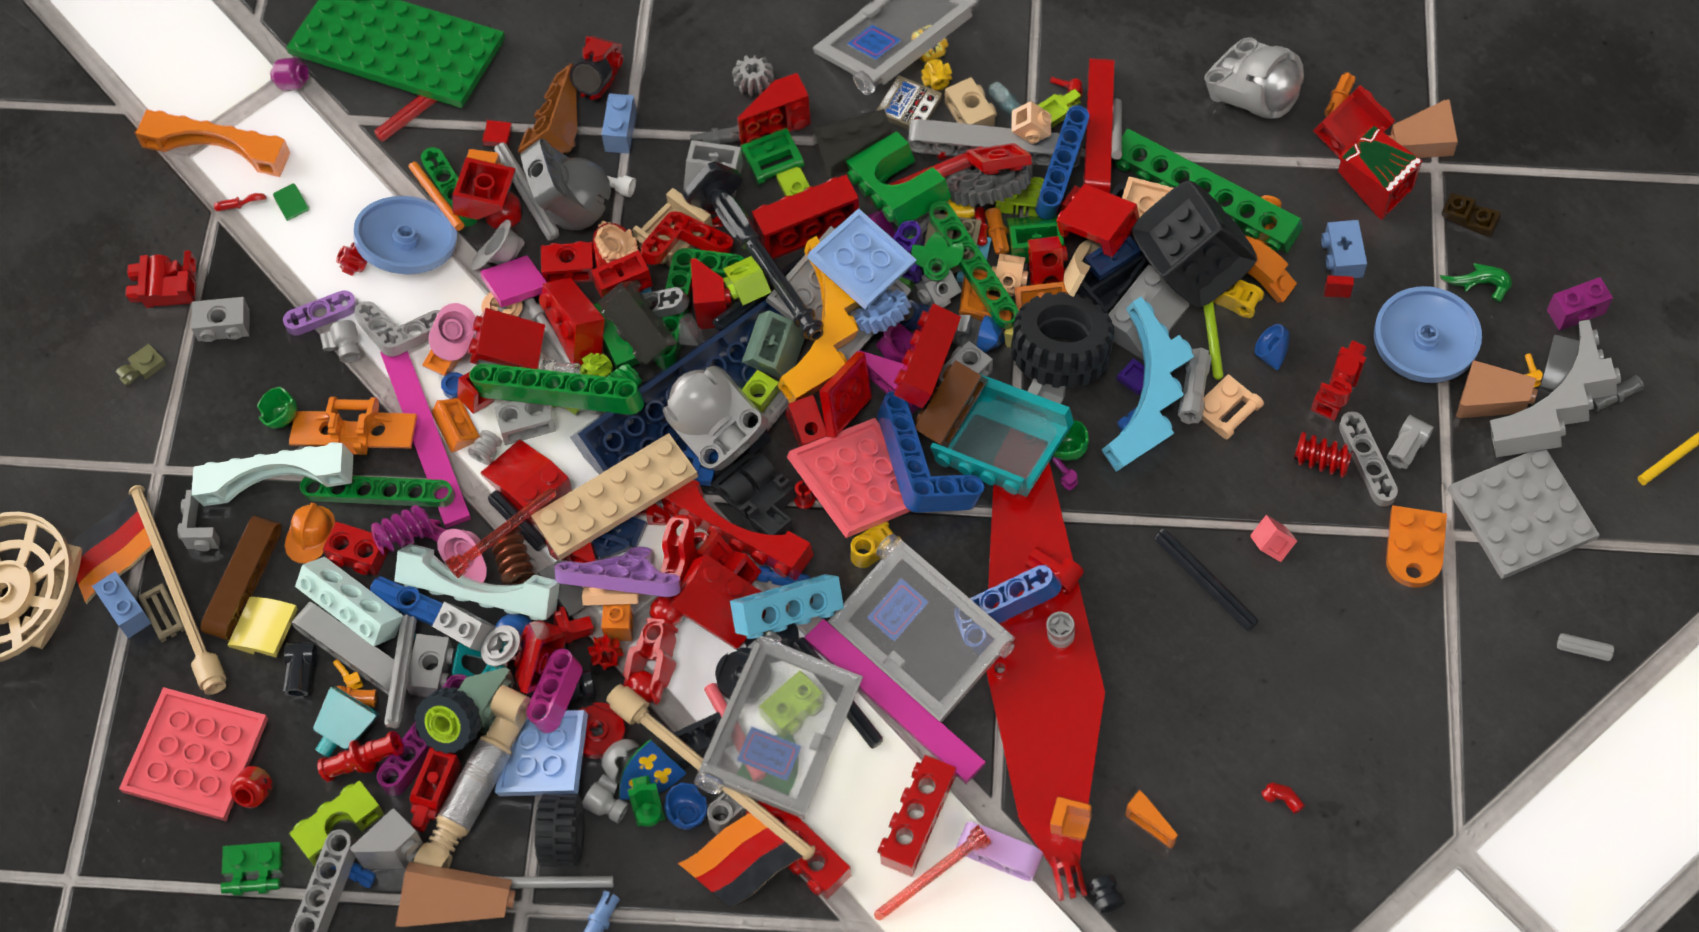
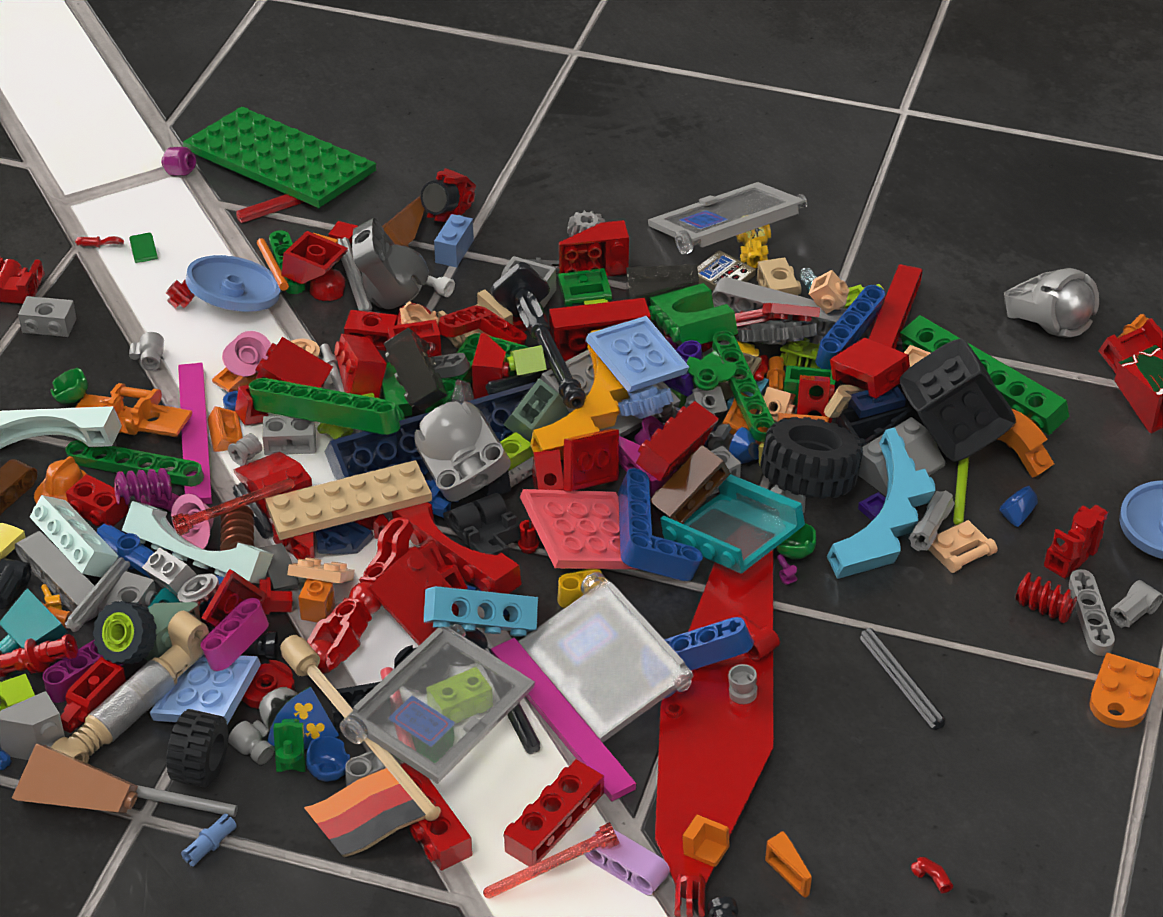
camera: 10 degrees right, 20 degrees down
(167, 131) = (59, 182): orange arch -> none
(316, 322) = (114, 331): medium lavender beam -> none
(399, 336) = (188, 351): light grey beam -> none
(499, 248) = (318, 310): light grey piece -> none
(513, 281) = (316, 333): dark pink tile -> none
(606, 658) = (299, 614): red gear -> none
(624, 573) = (342, 558): medium lavender beam -> none
(1073, 84) = (882, 281): red hand -> none
(1117, 129) = (910, 315): light grey bar -> none
(1238, 298) = (991, 462): yellow piece -> none
(1273, 538) = (978, 656): coral panel -> none
(1338, 286) = (1094, 471): red tile -> none
(1344, 249) = (1107, 445): medium blue brick -> none

